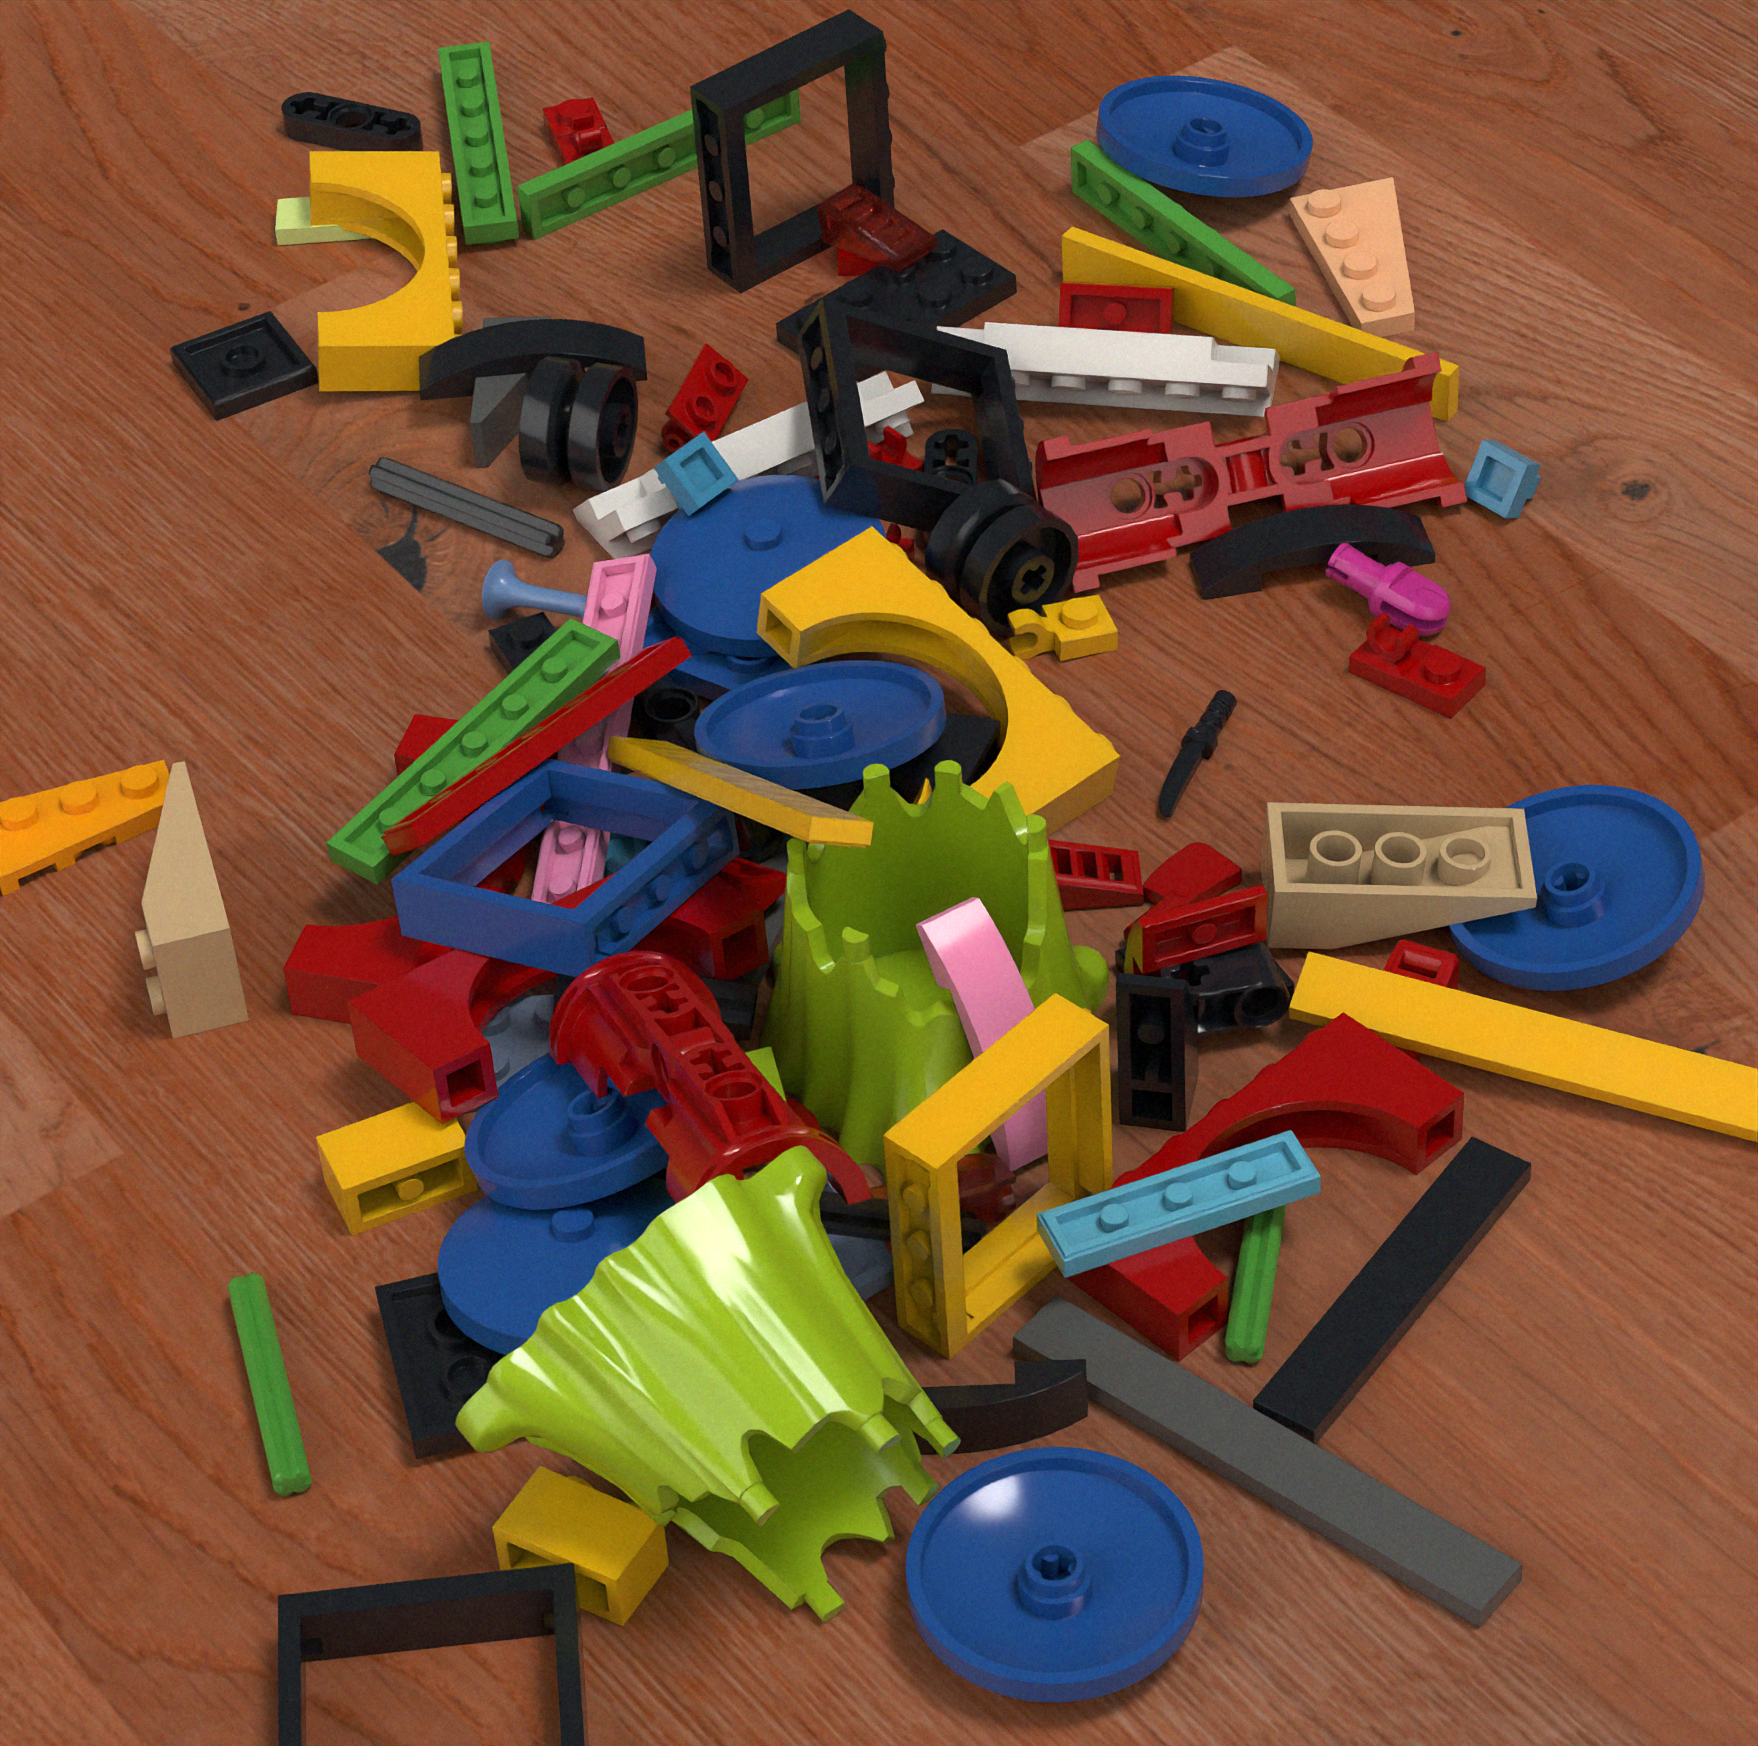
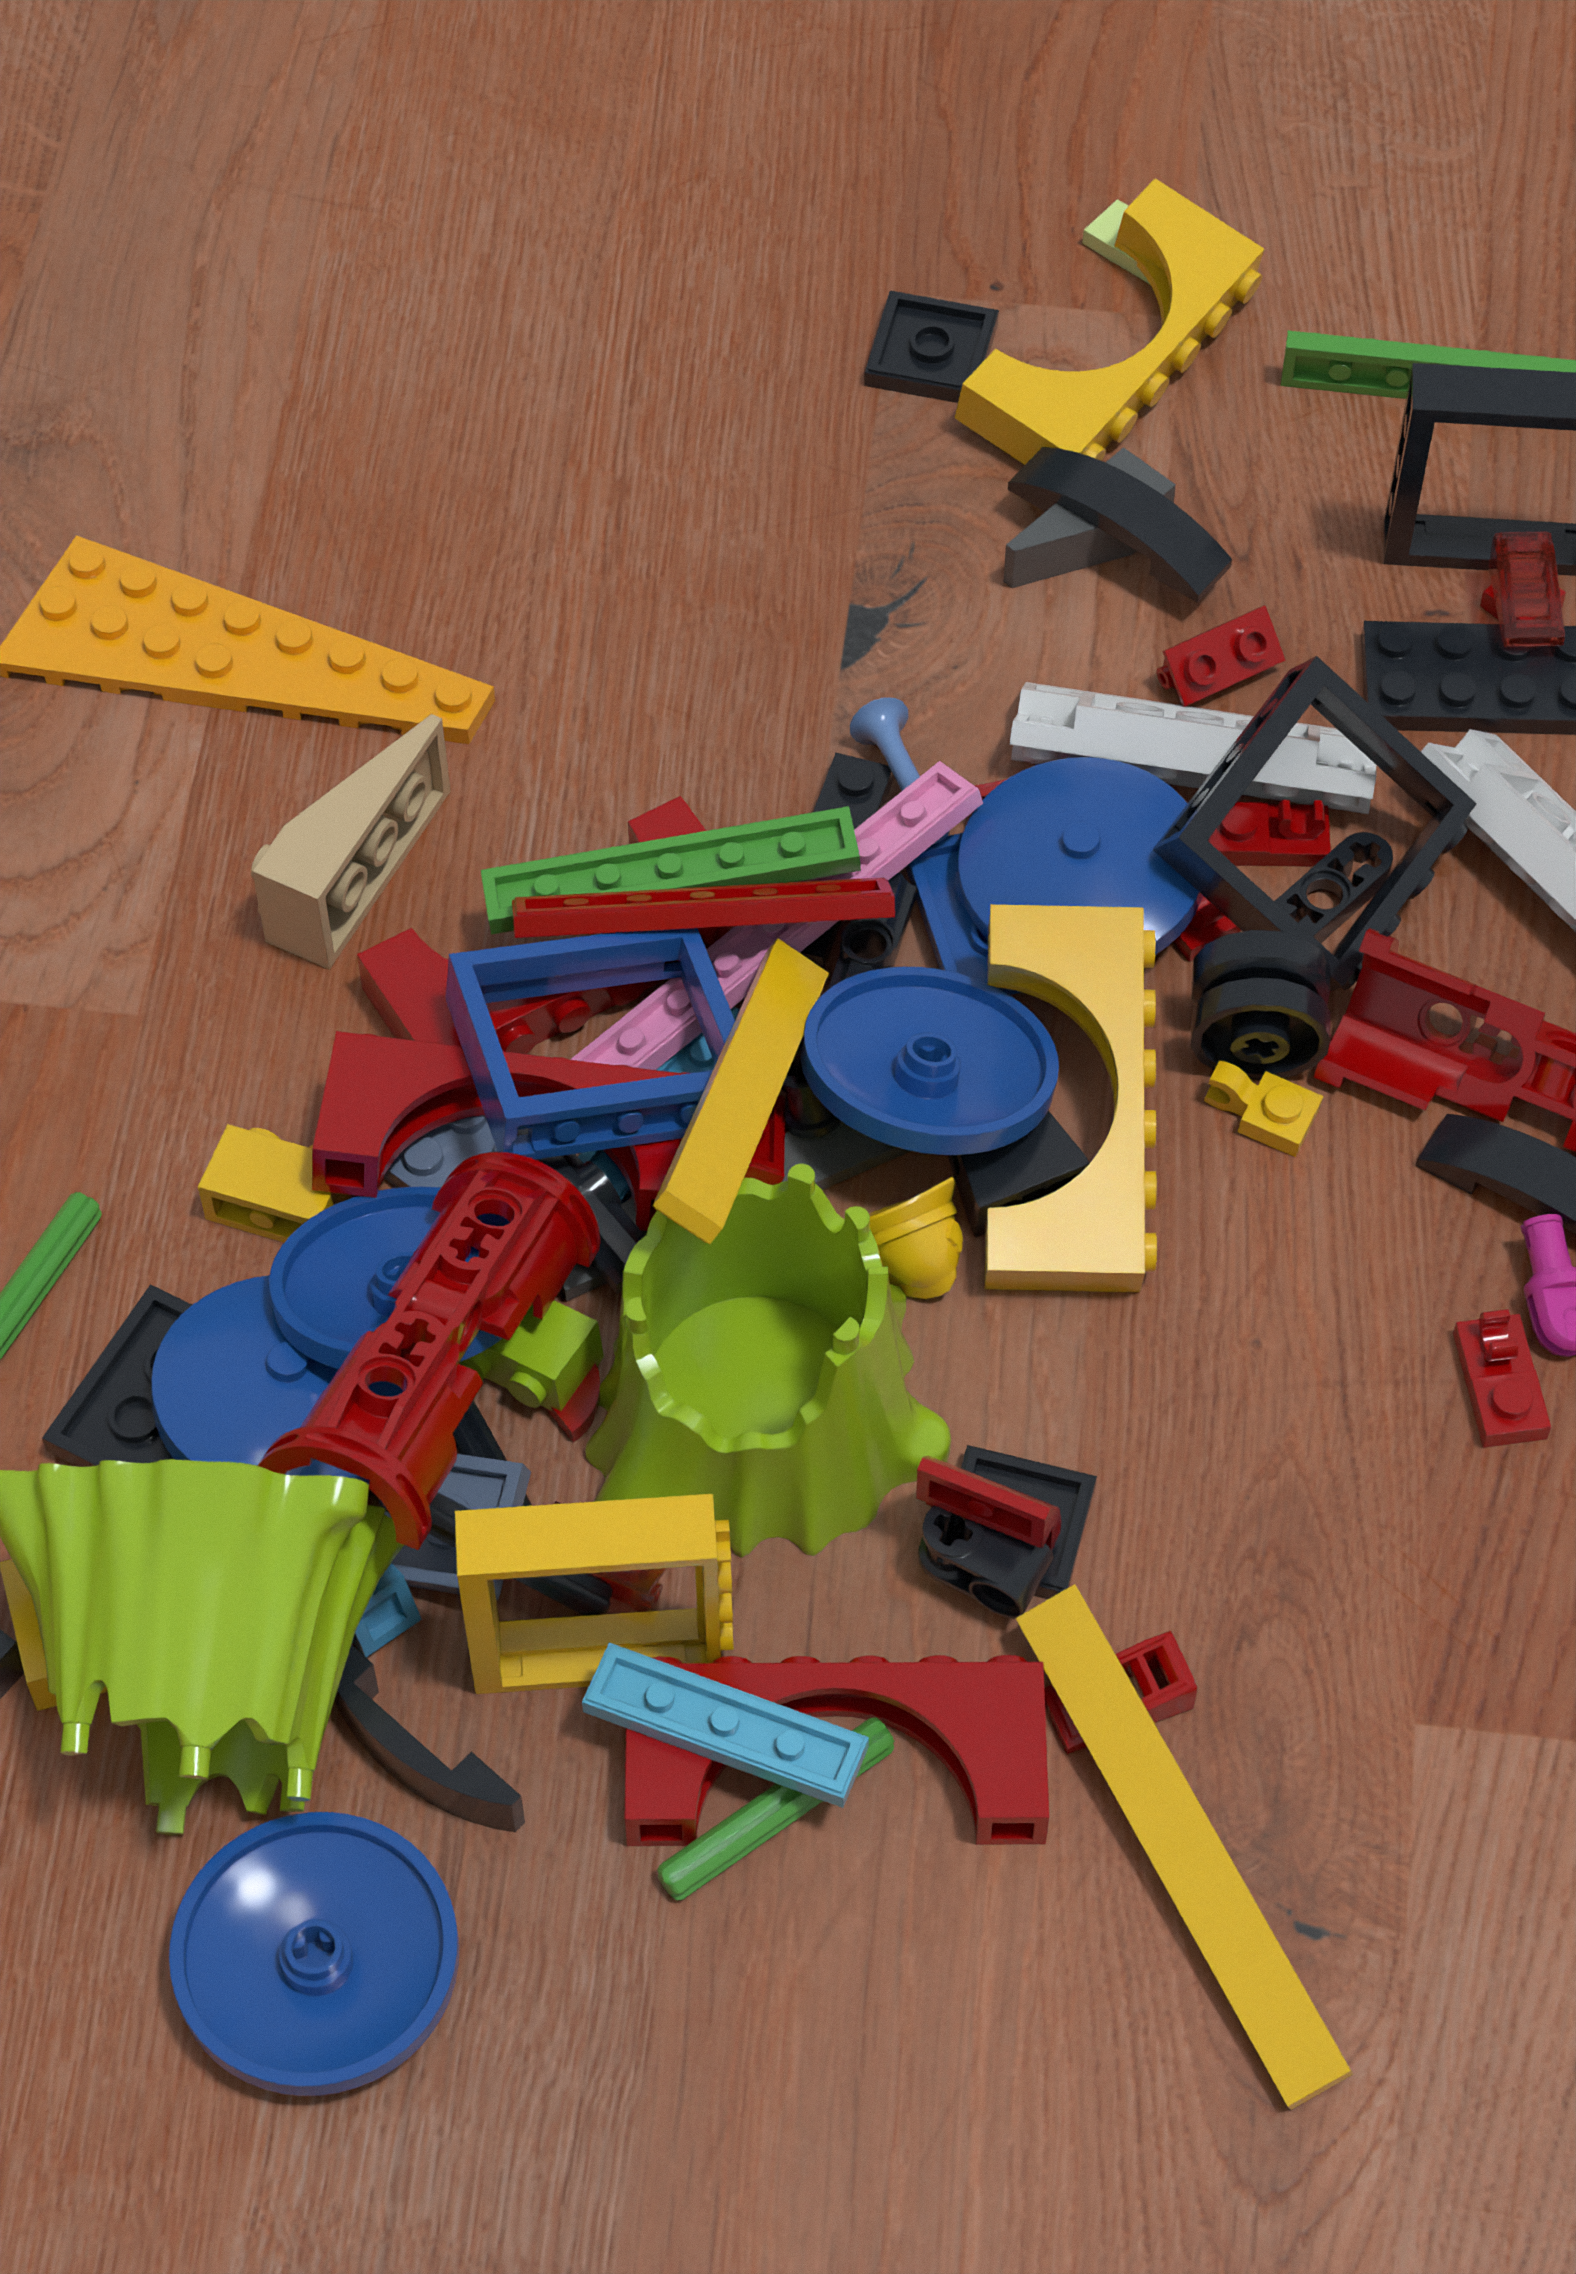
camera: 40 degrees right, 15 degrees up
(323, 121) = (1252, 186): black beam -> none
(467, 507) = (947, 619): black axle -> none
(478, 144) = (1326, 255): bright green plate -> none
(576, 128) = (1420, 304): red plate -> none
(578, 424) = (1081, 611): black wheel -> none
(695, 473) = (1089, 740): dark azure tile -> none
(990, 1000) = (729, 1437): bright pink slope -> none
(1076, 860) = (1011, 1315): red slope -> none
(1156, 1051) = (861, 1576): black slope -> none
(1188, 878) = (1087, 1426): red piece -> none
(1196, 744) = (1248, 1304): black piece -> none
(1275, 1463) = (584, 1996): dark grey tile -> none
(1388, 870) = (1235, 1561): tan slope -> none
(1393, 1289) = (837, 1931): black tile -> none
(1612, 891) = (1359, 1704): blue dish -> none

